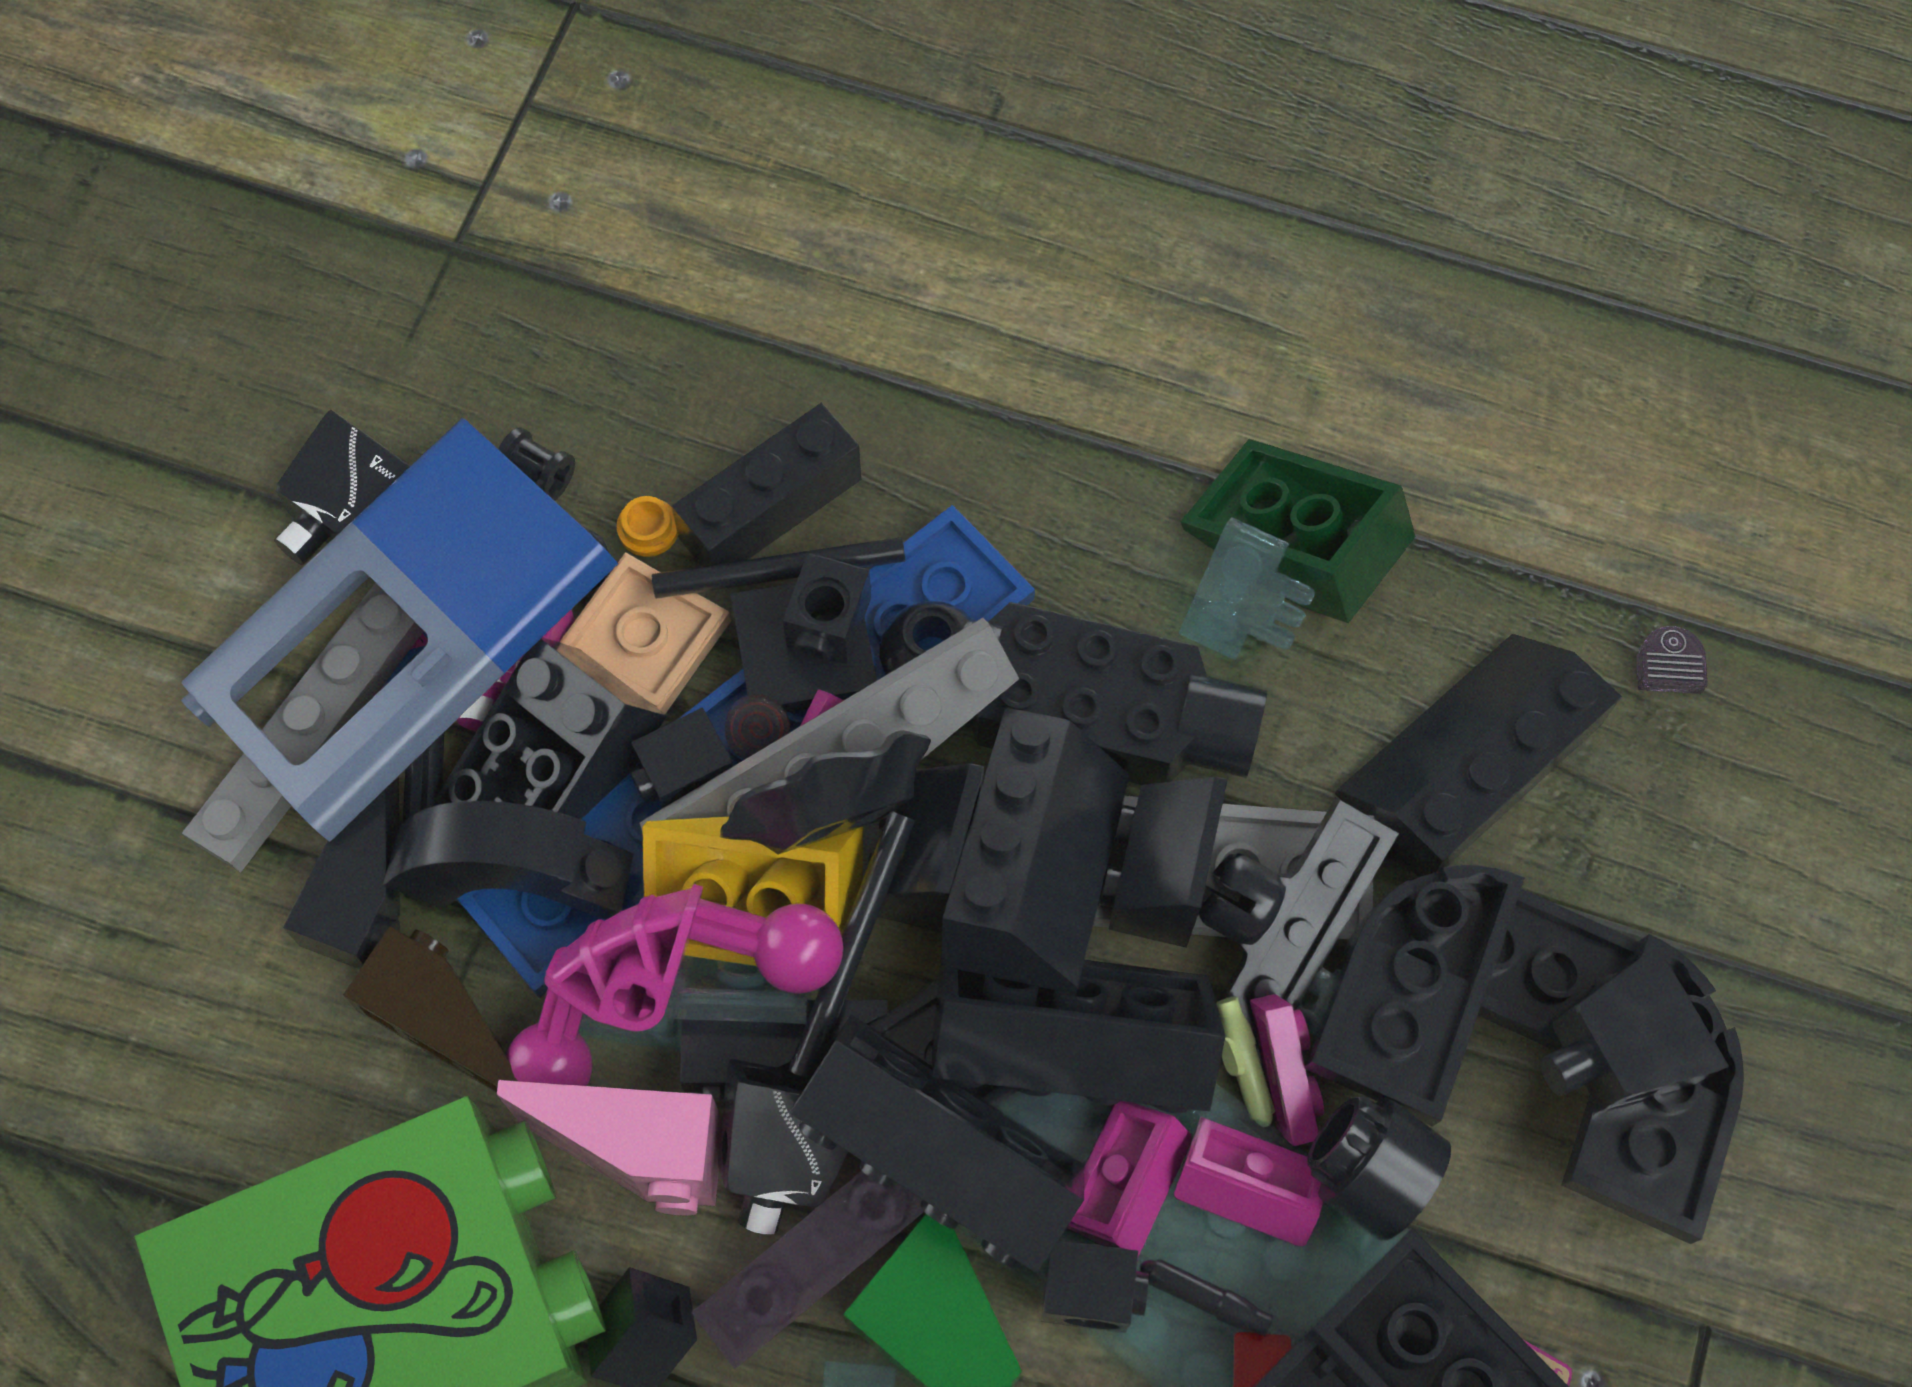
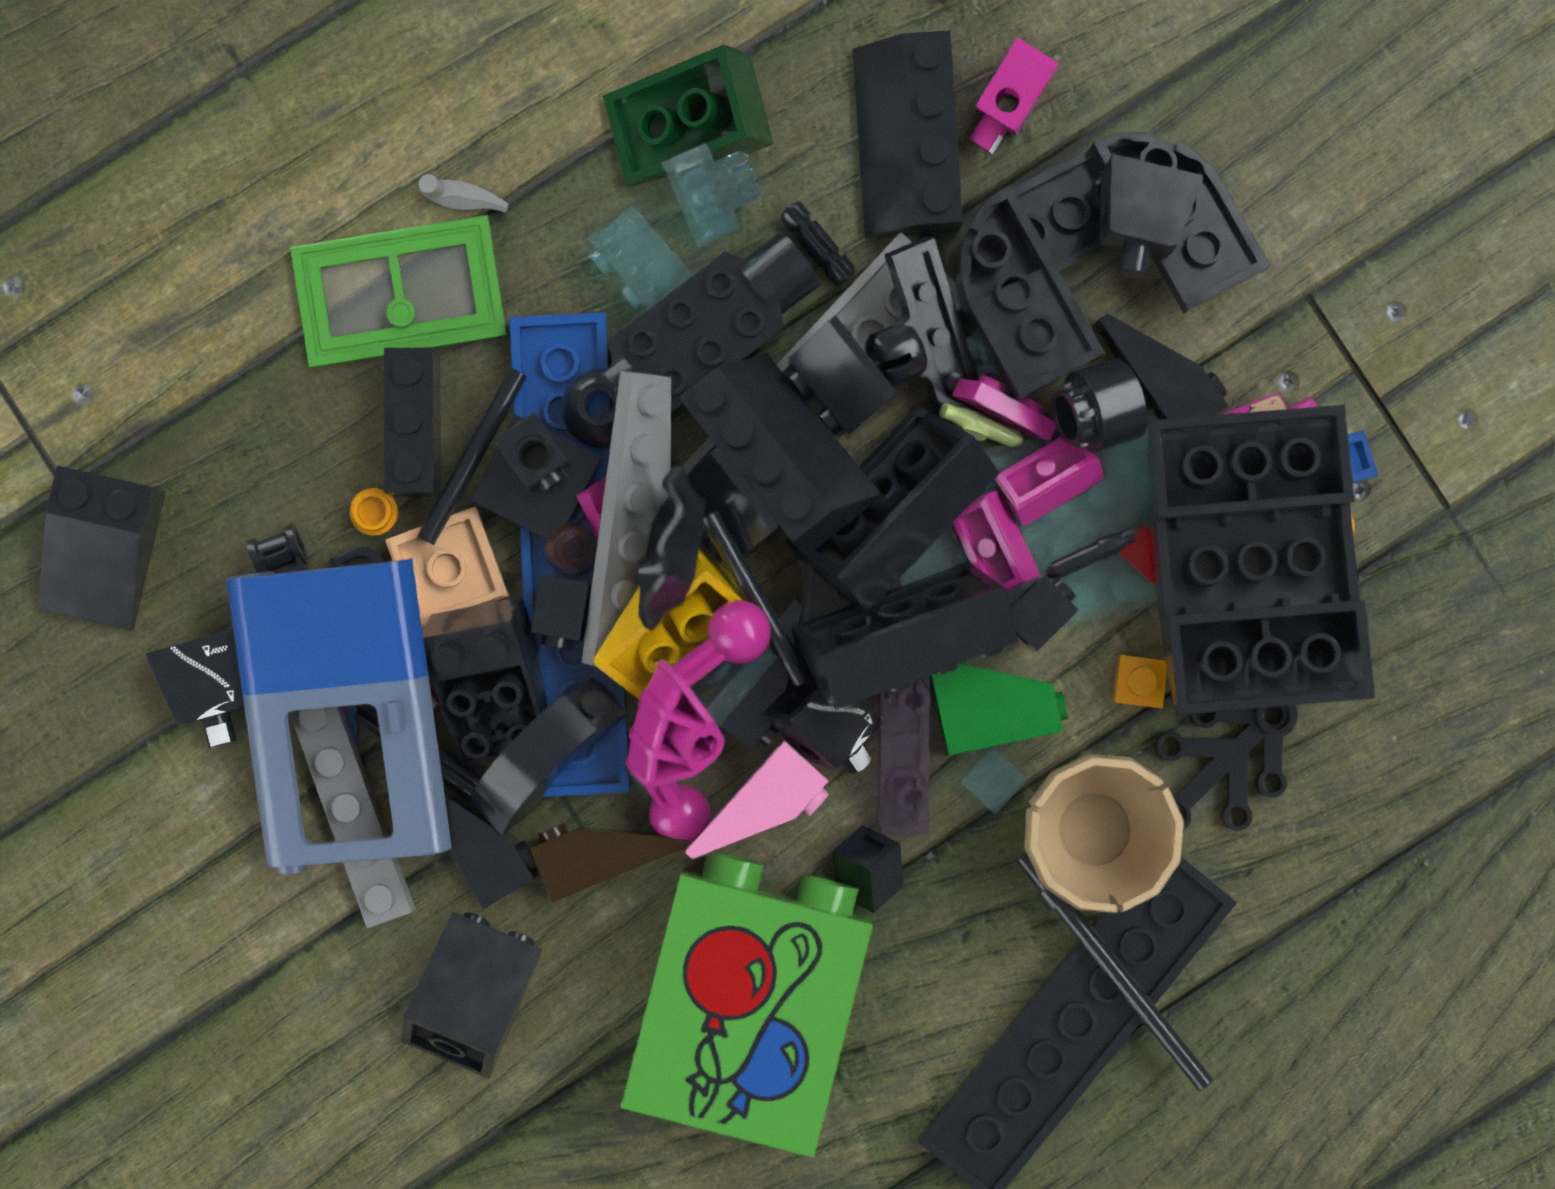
camera: 55 degrees left, 20 degrees up
(176, 989) = (470, 993): none -> black slope
(415, 305) = (97, 546): none -> black slope
(910, 402) = (398, 291): none -> bright green door
(1034, 378) = (459, 194): none -> light grey bar
(1117, 578) = (638, 259): none -> clear light blue bracket
(1287, 747) = (817, 243): none -> black axle
(1474, 1214) = (1168, 379): none -> black slope
(1621, 814) = (1025, 77): none -> dark pink torso

